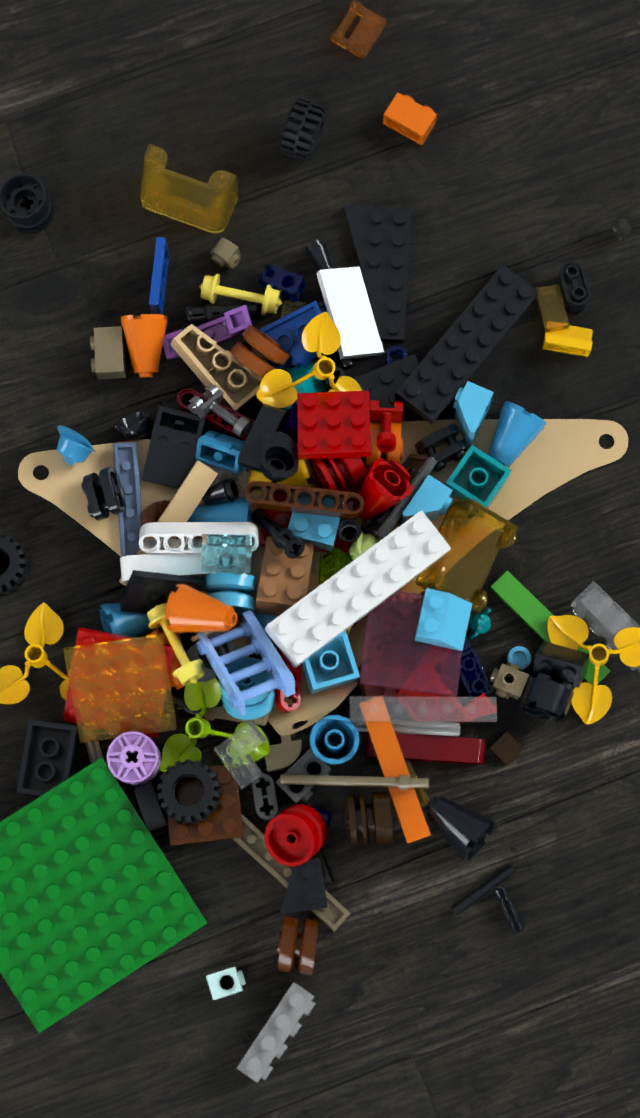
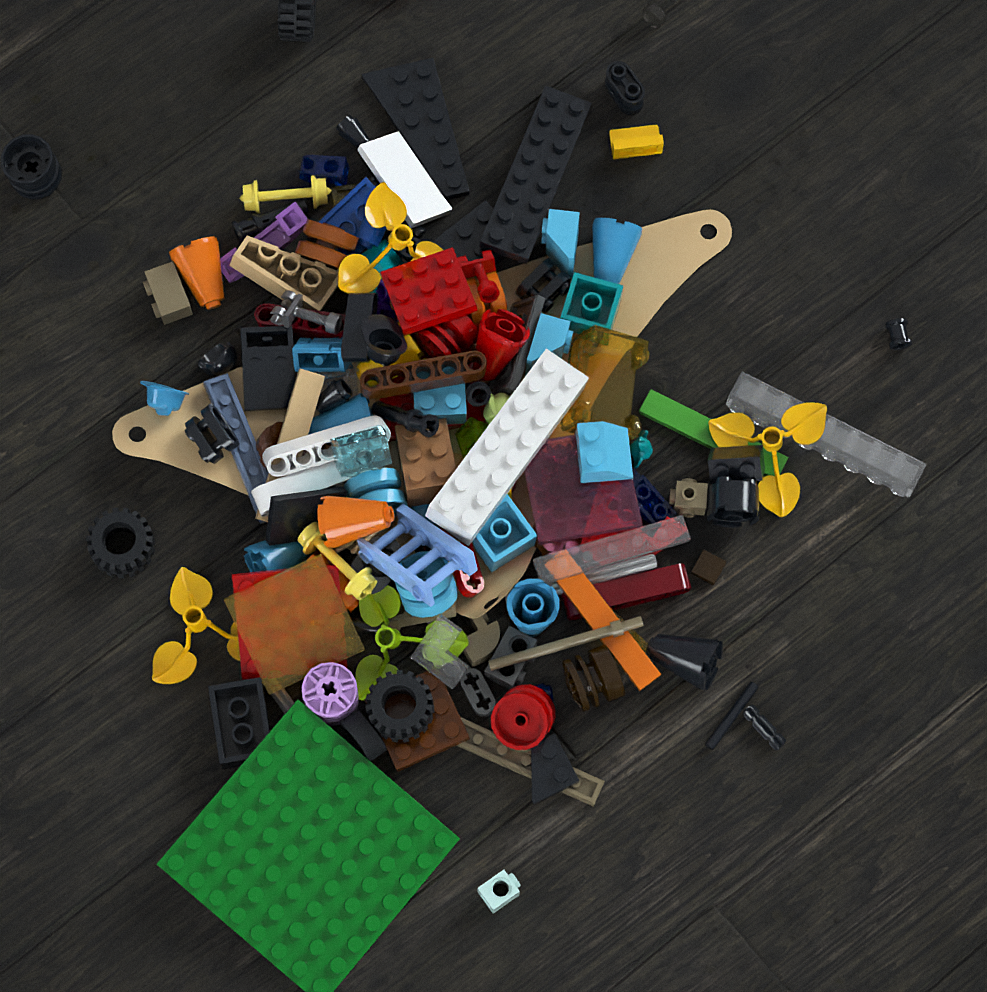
camera: 20 degrees left, 5 degrees down
(159, 276) = (195, 198): blue tile -> none
(186, 198) = (195, 112): clear yellow windscreen -> none
(225, 254) = (256, 158): dark tan plate -> none
(275, 1032) = (567, 923): light grey brick -> none
(297, 945) = (562, 827): reddish brown wheel -> none
(393, 350) = (461, 206): clear blue bush -> none
(519, 656) = (692, 470): medium azure tile -> none
(552, 308) = (610, 115): clear yellow tile -> none

